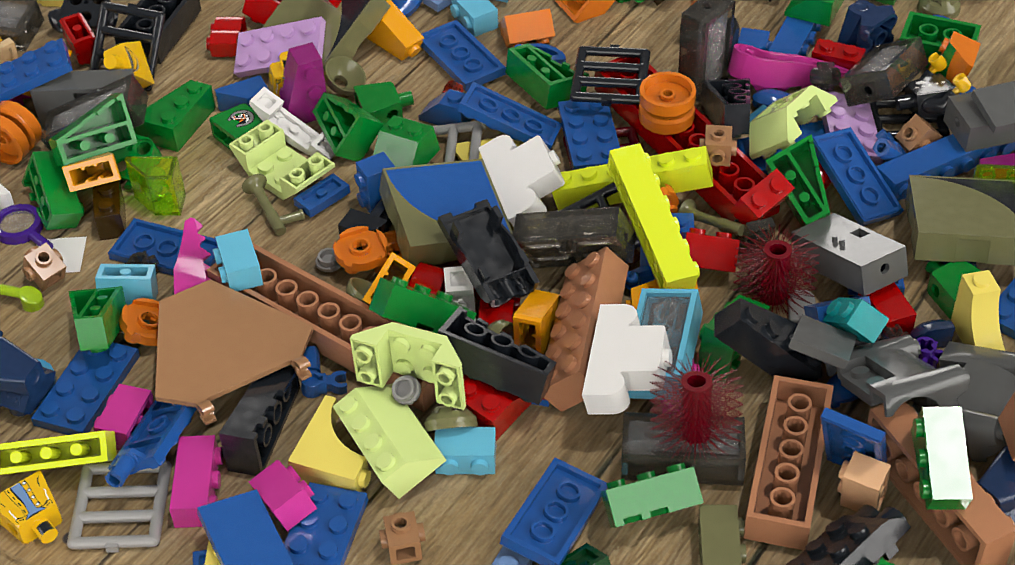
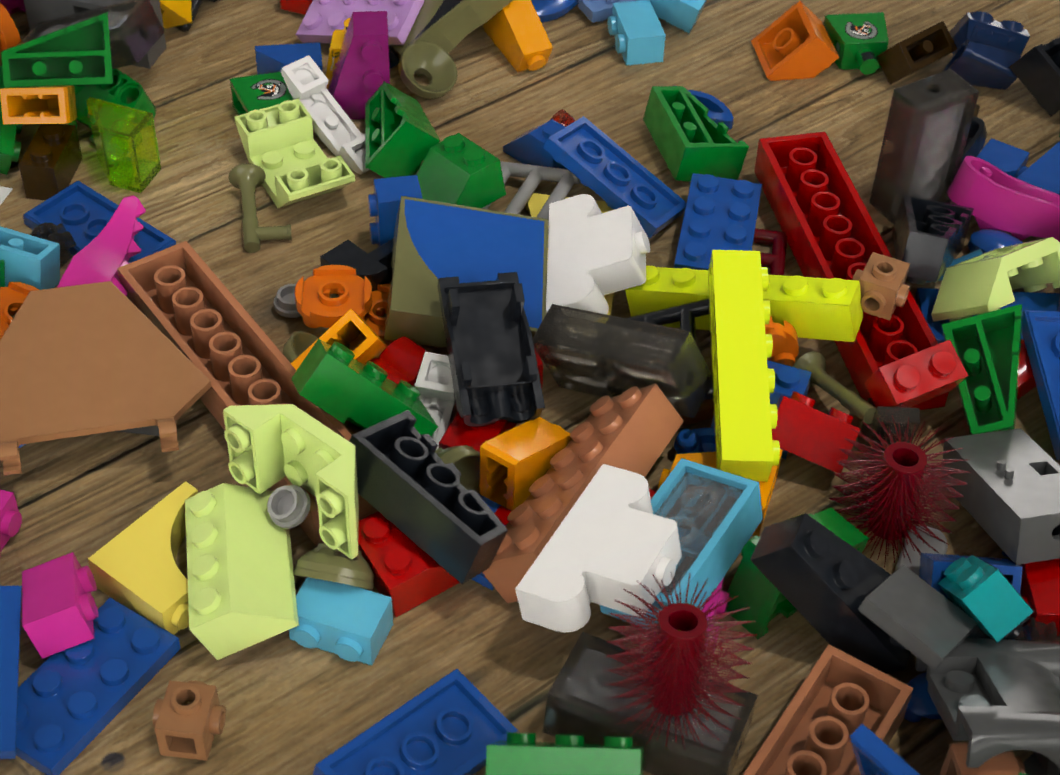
camera: 15 degrees right, 0 degrees up
(178, 115) = (195, 67): green wedge -> none
(238, 261) = (156, 267): medium azure brick -> none
(258, 422) = (83, 490): black wedge -> none
(320, 382) = (191, 459): blue bar -> none
(322, 195) = (326, 214): blue plate -> none
(382, 100) = (461, 112): green torso -> none
(462, 55) = (595, 82): blue plate -> none
(527, 28) = (697, 68): orange slope -> none
(607, 99) = (755, 184): black bar -> none
(667, 102) = (833, 209): orange wheel -> none

